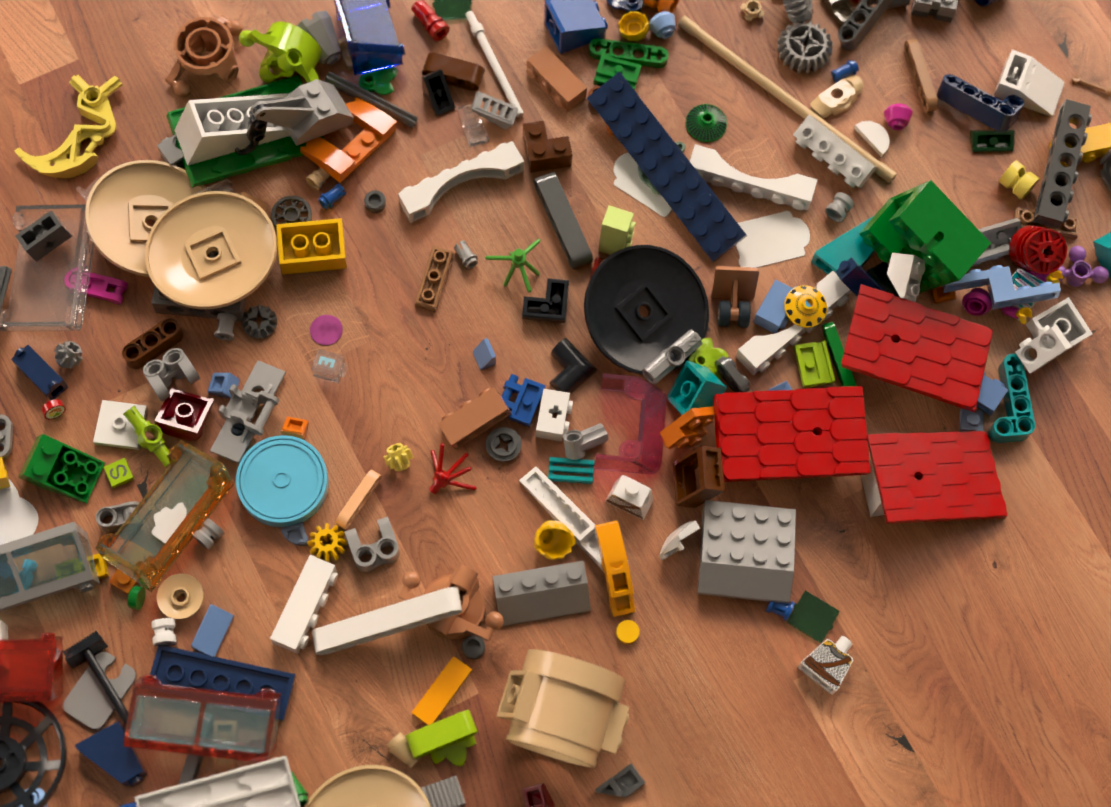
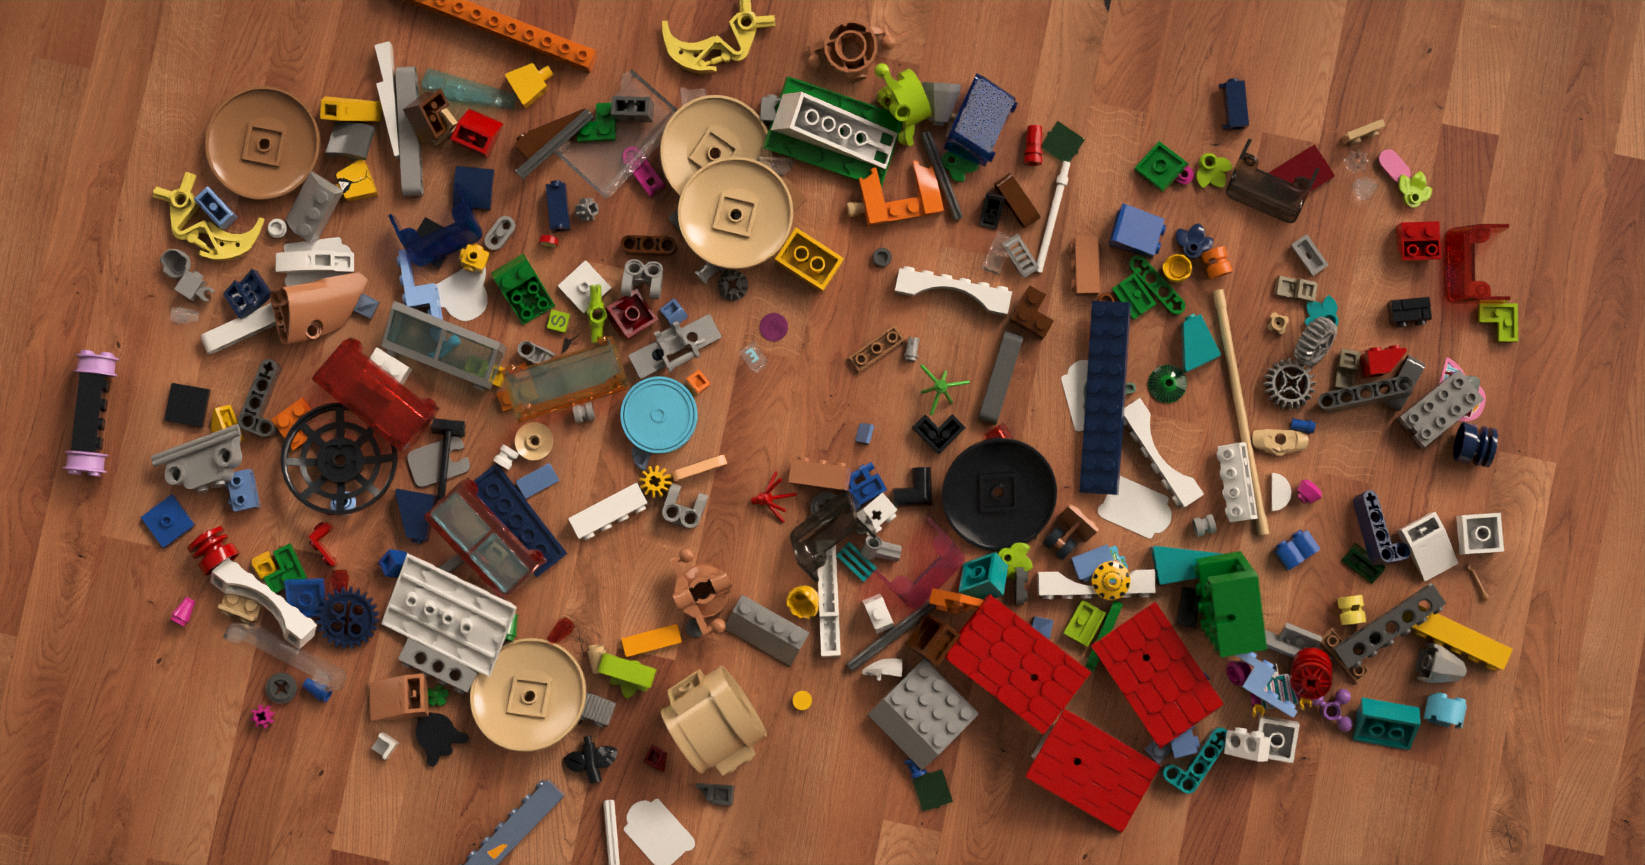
camera: 45 degrees right, 15 degrees up
(28, 278) = (600, 130): none -> green plate
(136, 597) = (506, 418): green tile -> none
(168, 521) = (564, 385): white sticker -> none
(291, 213) = (816, 221): dark grey wheel -> none
(305, 113) = (879, 158): light grey slope -> none
(328, 199) = (854, 230): blue pin -> none
(347, 752) = (561, 630): none -> clear red cone
(387, 621) = (649, 570): white beam -> none
(398, 457) = (748, 460): light yellow gear -> none
(522, 453) = (826, 529): none -> clear smoke windscreen
(616, 230) = (1024, 422): yellowish green brick -> none
(616, 568) = (826, 654): light orange slope -> none
(657, 508) = (891, 635): none -> dark grey axle
(663, 25) = (1199, 284): light blue cone -> none
(663, 364) = (975, 541): light grey piece -> none
(702, 71) = (1197, 343): none -> teal slope
(828, 664) = (914, 829): torso -> none
(854, 275) = (1164, 593): dark blue brick -> none
(906, 274) = (1193, 619): white slope -> none
(920, 75) = (1355, 473): medium nougat beam -> none
(931, 165) = (1296, 550): none -> blue brick
(1060, 44) = (1480, 533): none -> white brick

